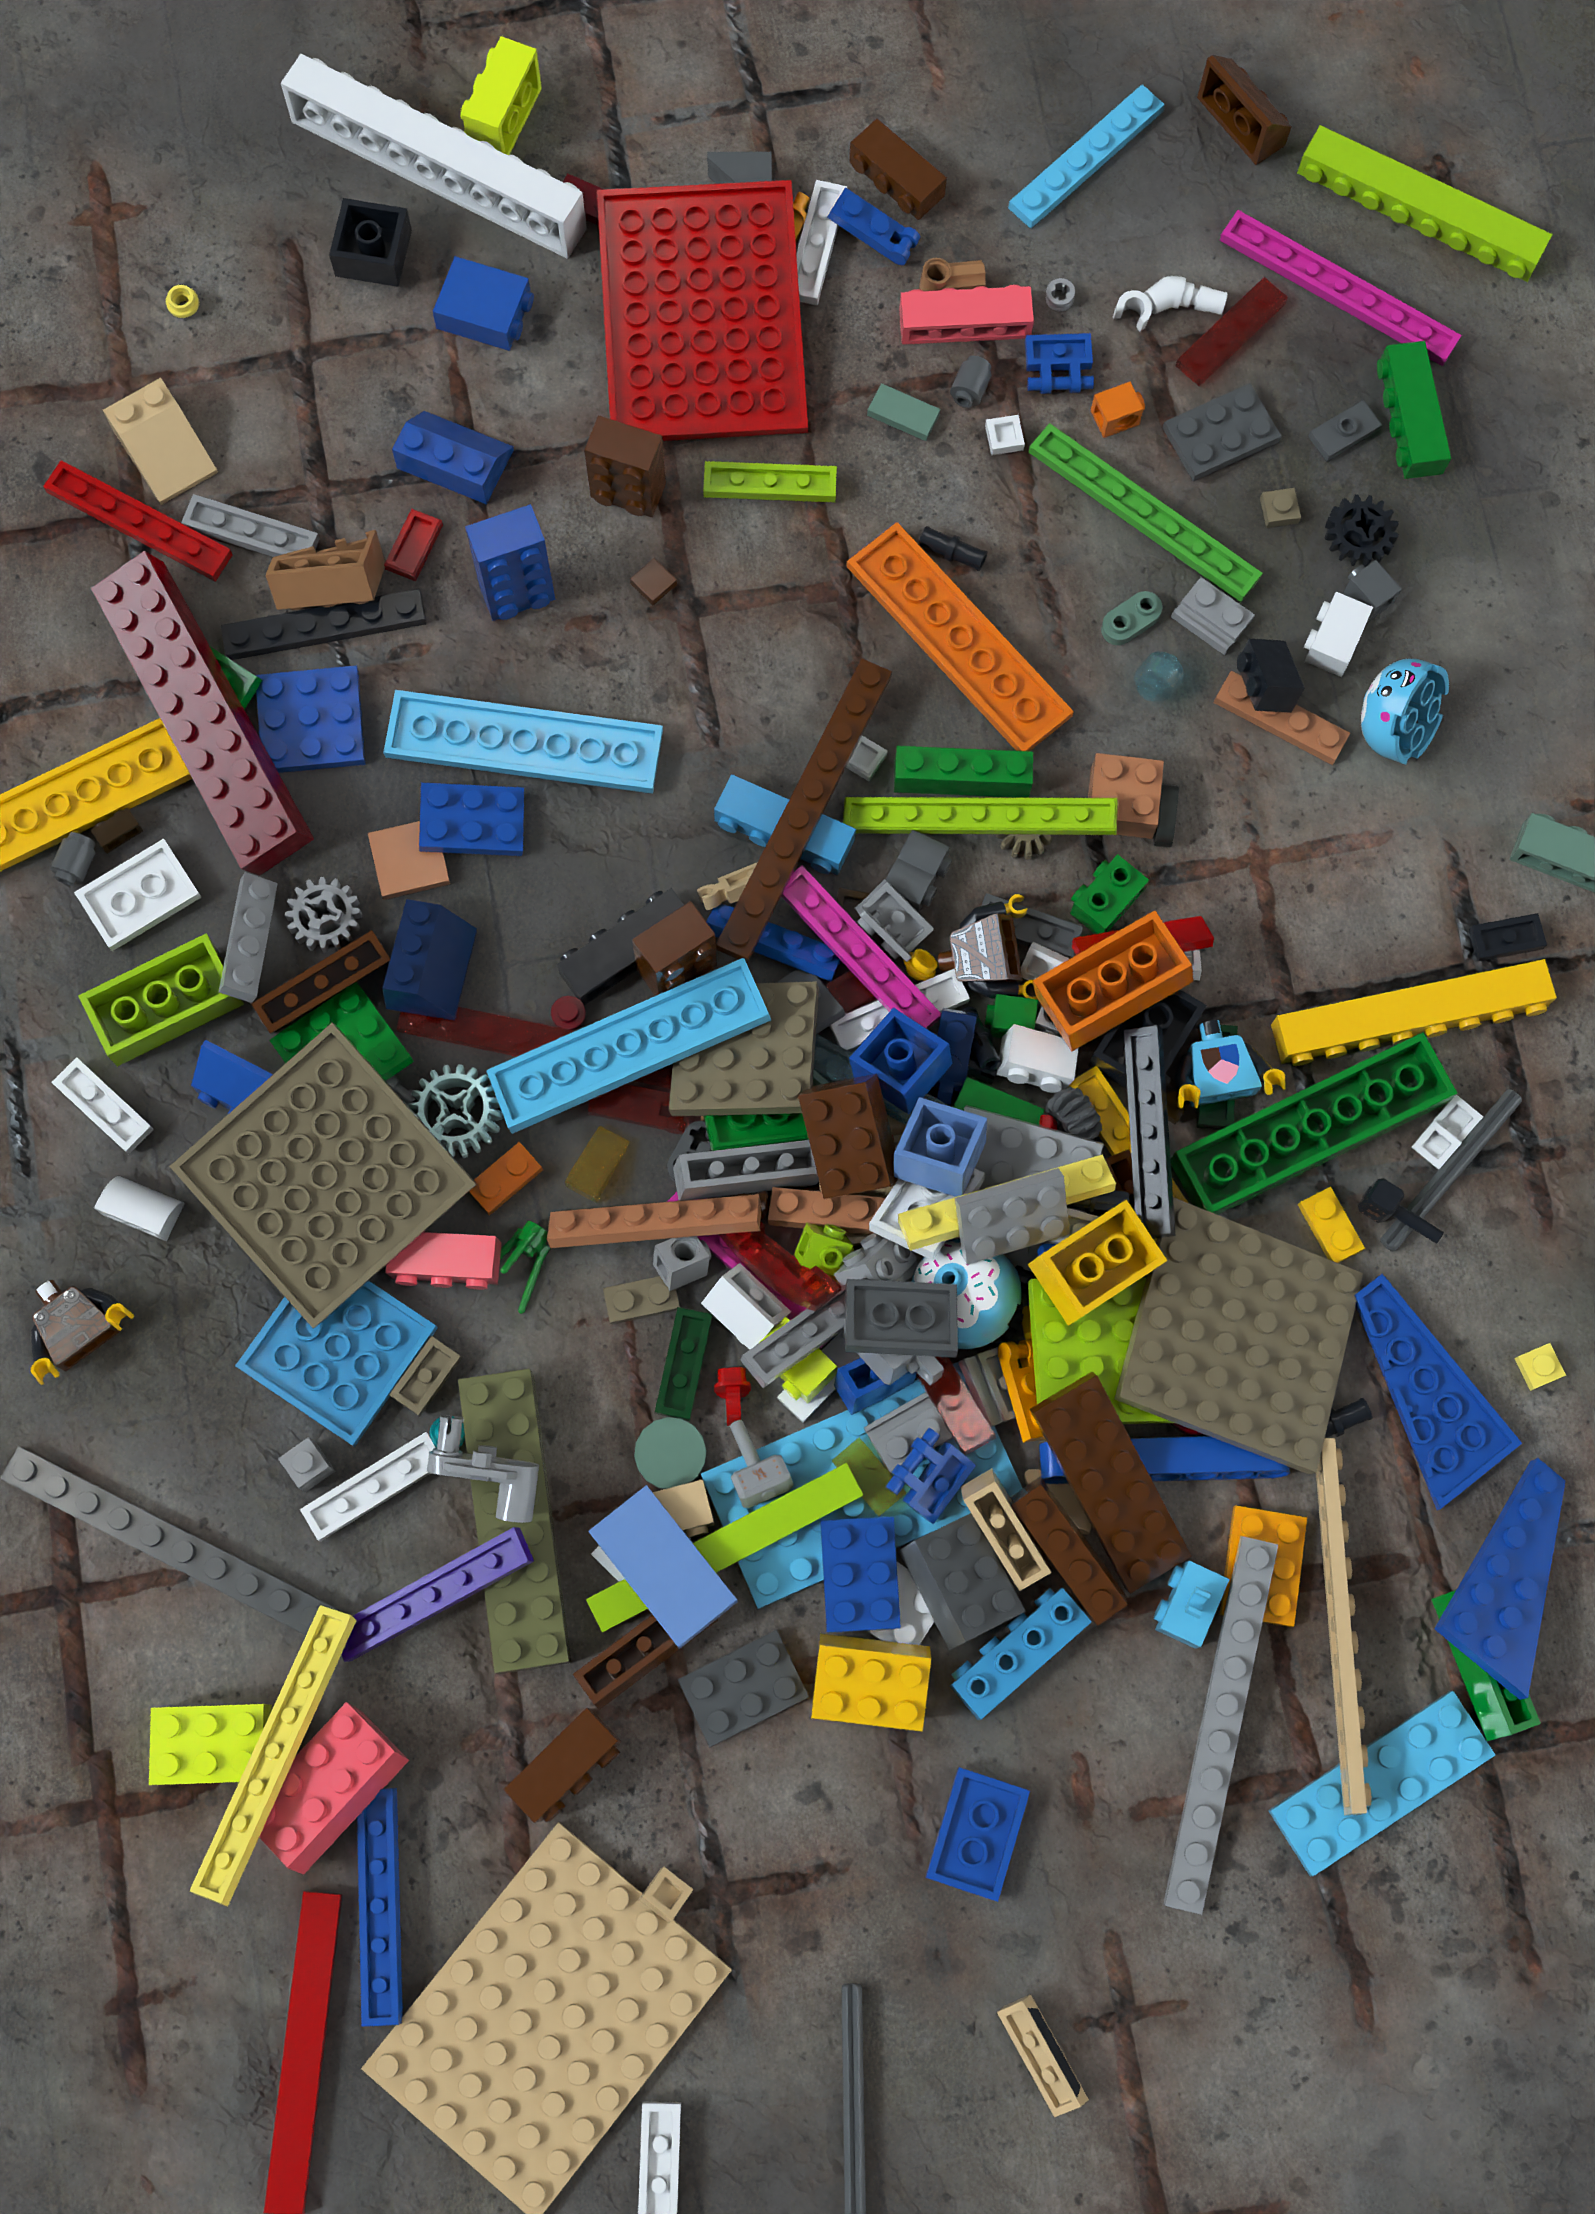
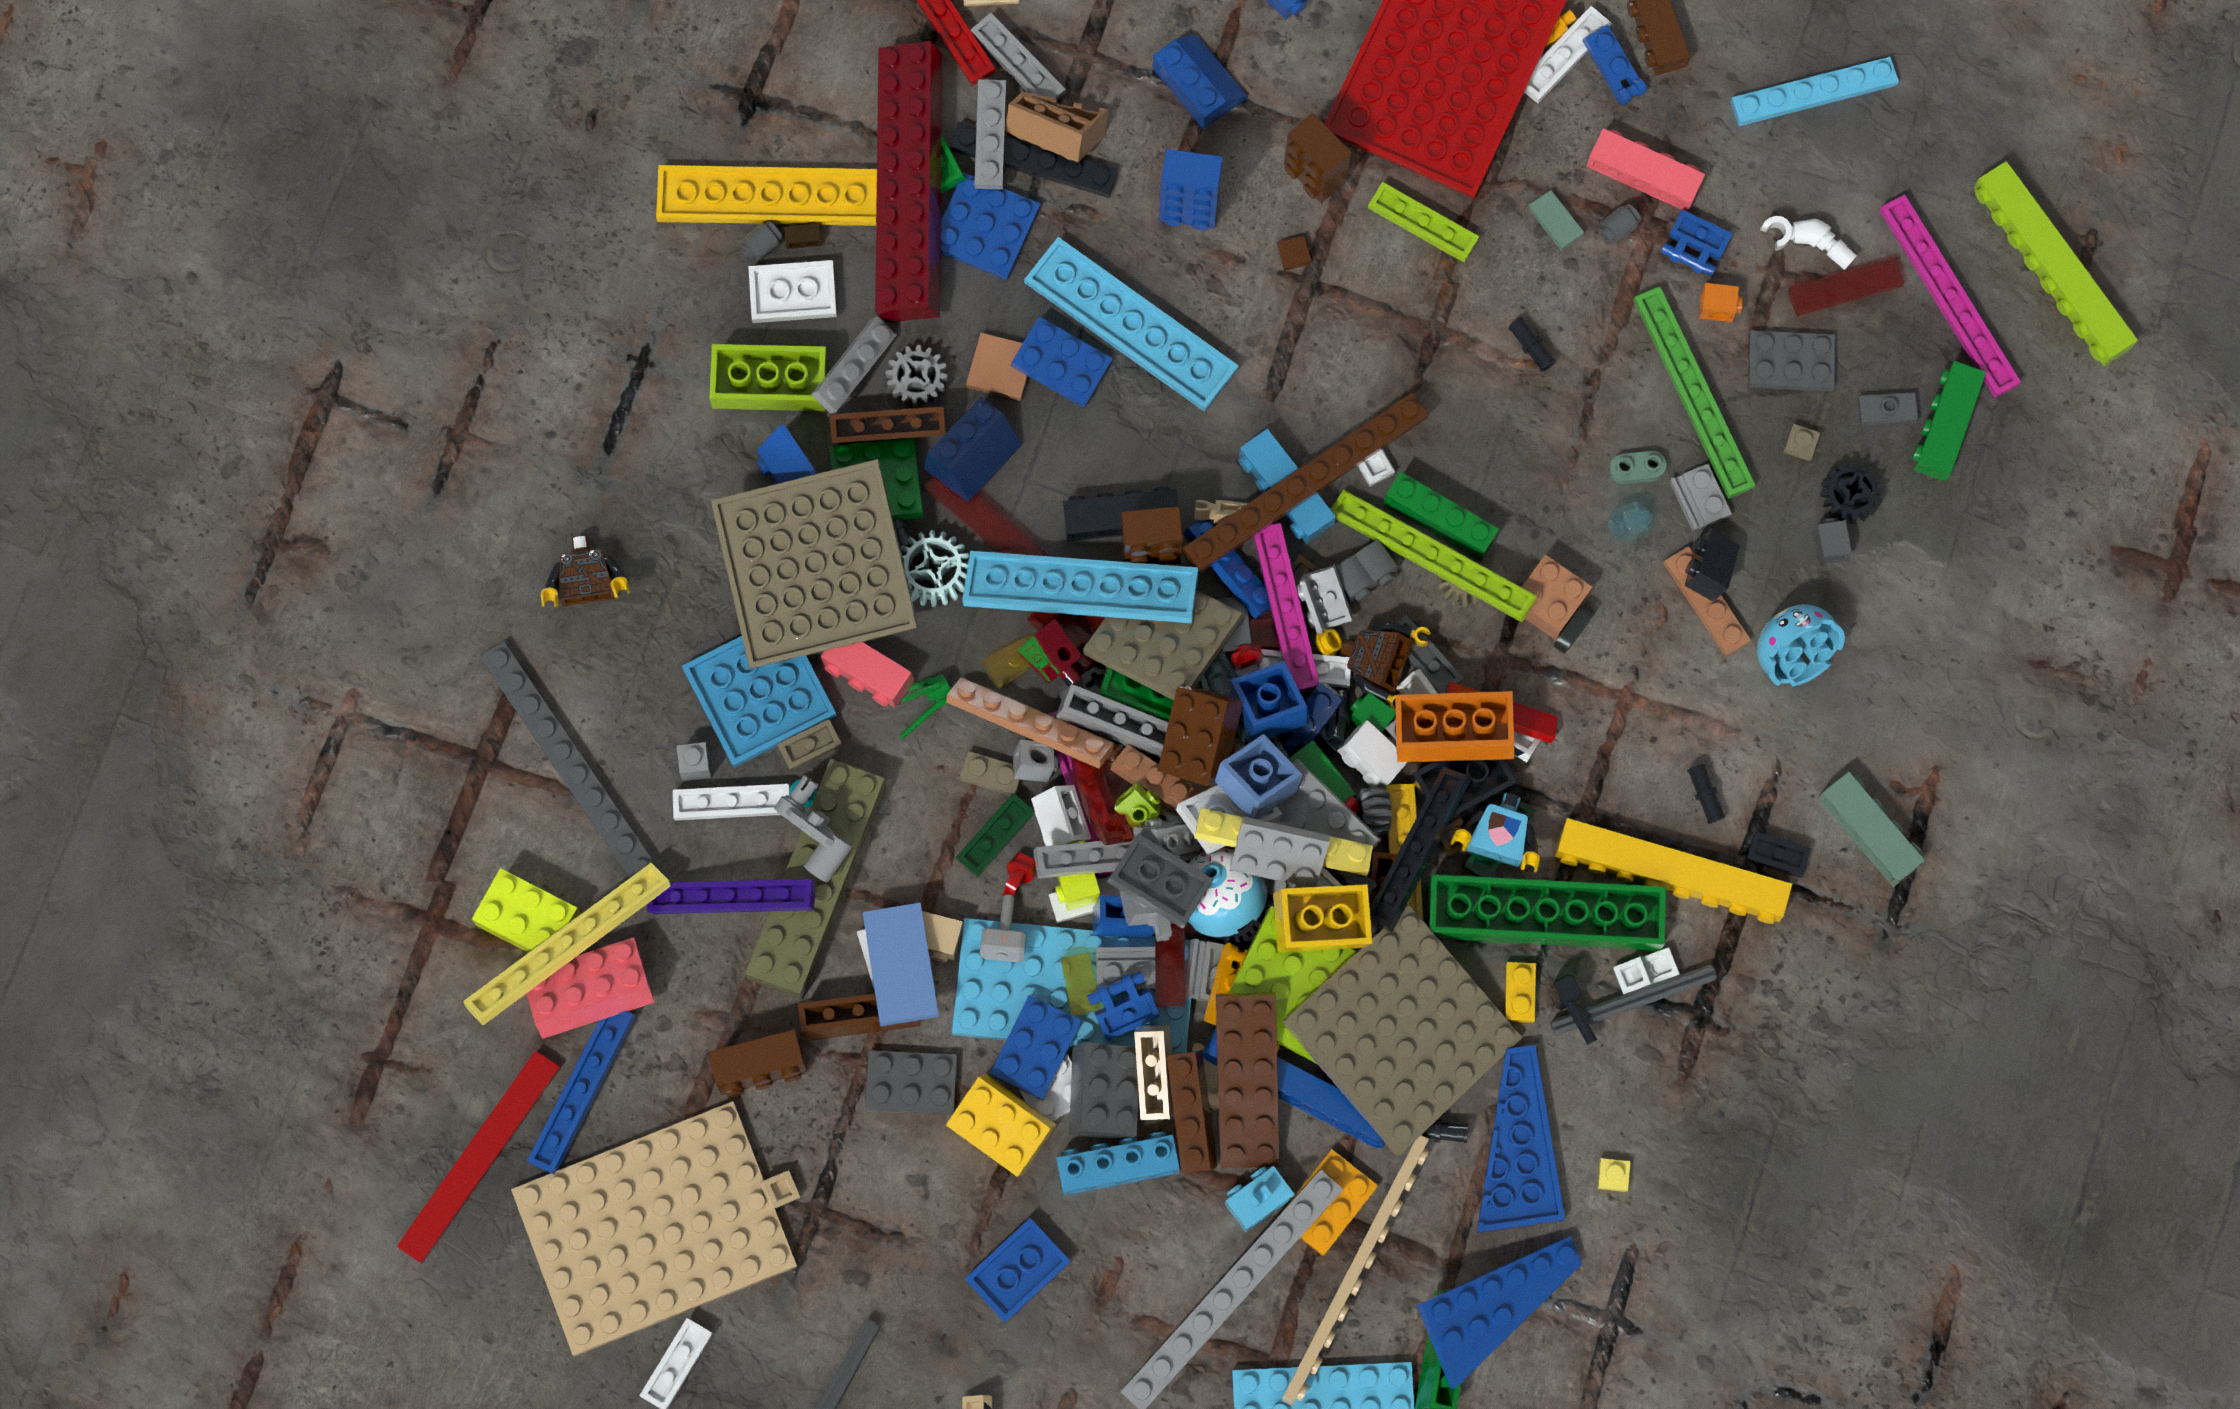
camera: 30 degrees right, 0 degrees up
(102, 1105) = (687, 431): white plate -> none
(139, 1207) = (674, 518): white brick -> none
(263, 619) = (990, 134): none -> light grey plate
(413, 545) = (1132, 133): red tile -> none
(505, 1178) = (942, 635): orange plate -> none
(568, 1012) = (1053, 540): dark red plate -> none
(637, 1134) = (1052, 654): none -> dark red torso
(670, 1453) = (951, 892): sand green tile -> none
(743, 1537) = (969, 977): lime tile -> none
(846, 1025) = (1246, 656): none -> red plate
(952, 275) = (1655, 135): medium nougat piece -> none
(959, 639) = (1497, 415): orange plate -> none
(1004, 435) = (1621, 277): white plate -> none
(1065, 286) = (1723, 185): light grey bush -> none
(1109, 895) = (1496, 664): green brick -> none
(1242, 109) = (1957, 116): reddish brown slope -> none
(1338, 633) = (1785, 561): white brick -> none
(1398, 914) = (1706, 793): none -> black pin

